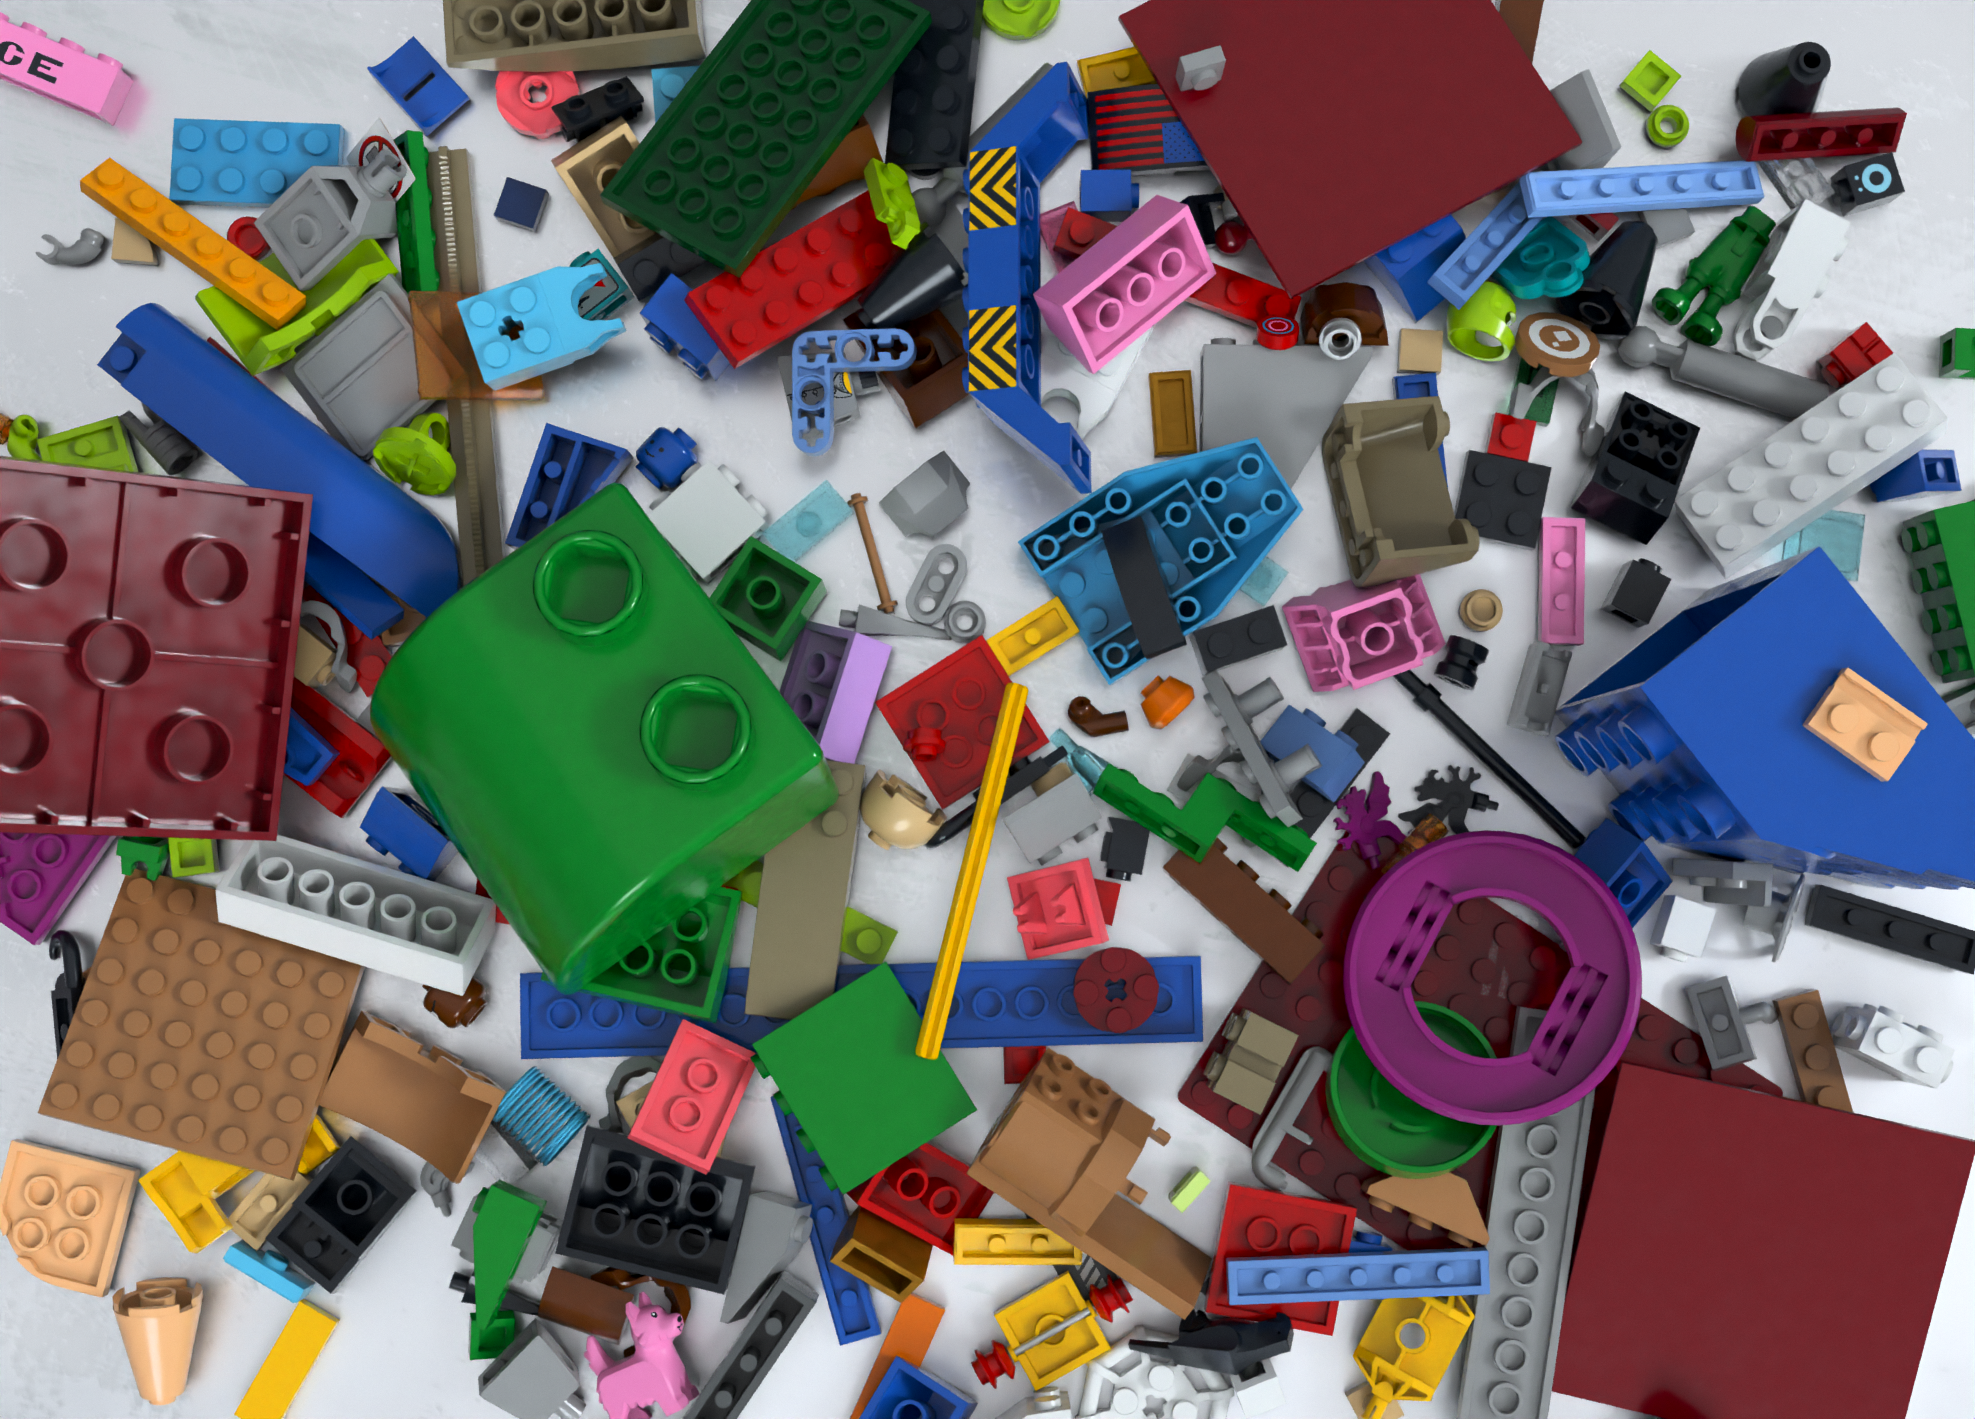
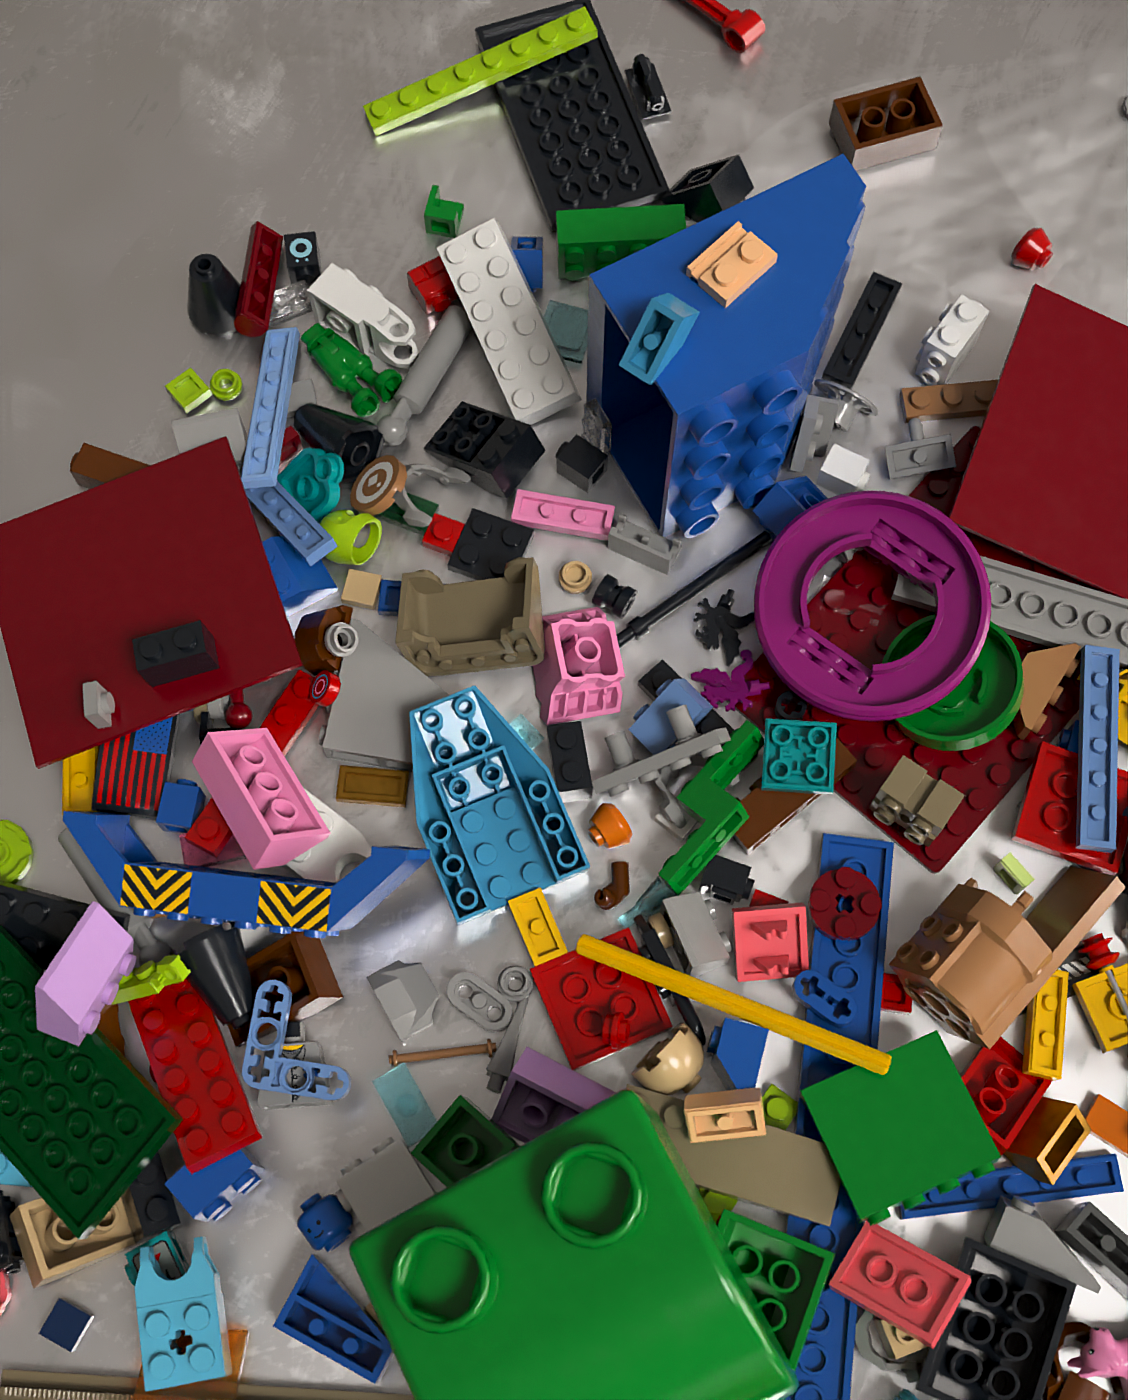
camera: 80 degrees left, 15 degrees down
(842, 877) = (724, 1115): none -> light nougat slope
(876, 132) = (83, 976): none -> lavender slope
(914, 887) = (737, 1053): none -> blue slope
(991, 974) = (829, 991): none -> blue beam
(1144, 587) = (516, 821): black slope -> none
(1277, 145) = (175, 653): none -> black brick
(1283, 912) = (799, 756): none -> teal tile
(1284, 1113) = (973, 799): light grey piece -> none
(1339, 903) = (786, 698): none -> black bush
(1425, 832) = (749, 646): clear orange bar -> none
(1681, 602) = (596, 426): none -> clear plate
(1739, 646) = (658, 337): none -> dark azure slope

